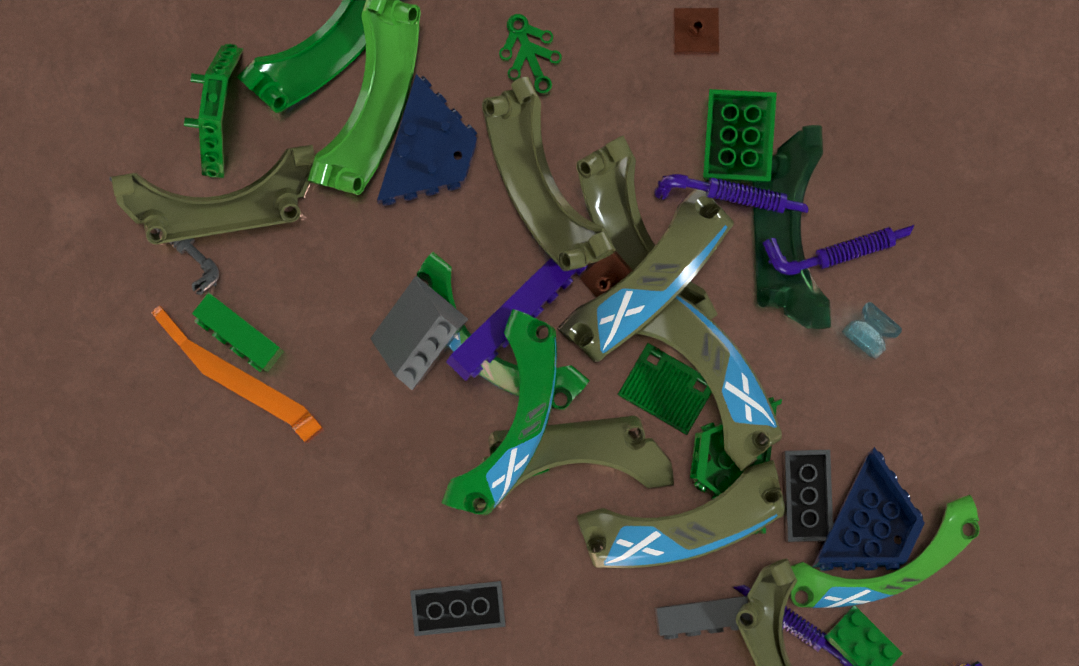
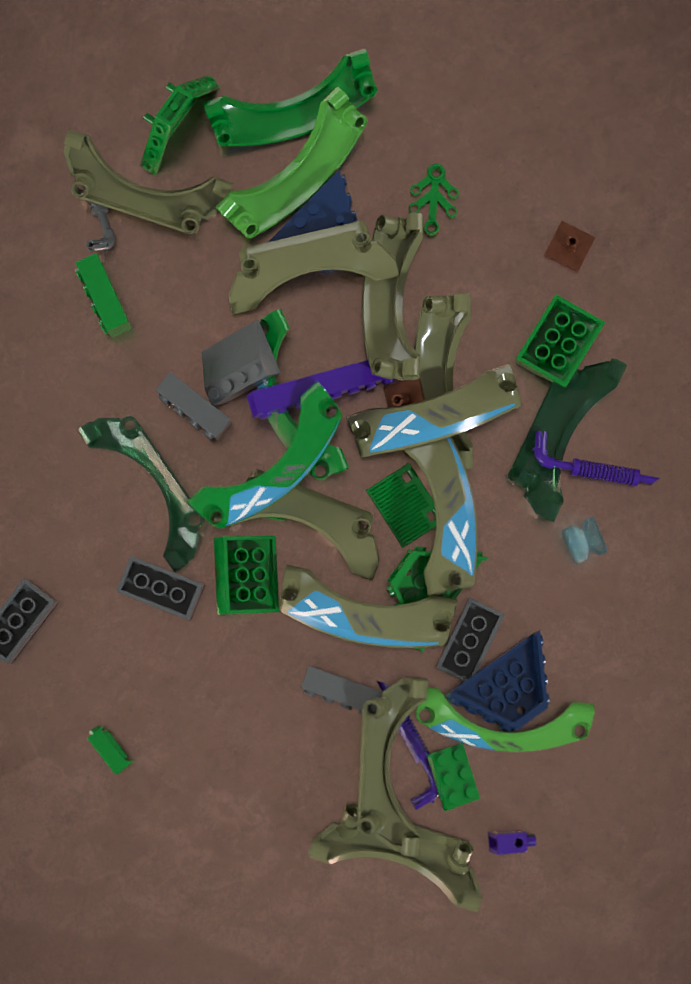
camera: 30 degrees right, 0 degrees up
(241, 382) = (87, 335): orange piece -> none
(354, 471) = (135, 444): none -> clear green panel
(395, 401) = (197, 409): none -> dark grey brick
(405, 201) = (334, 248): none -> olive panel
(539, 548) = (246, 575): none -> green slope
(732, 192) = (532, 381): dark purple piece -> none

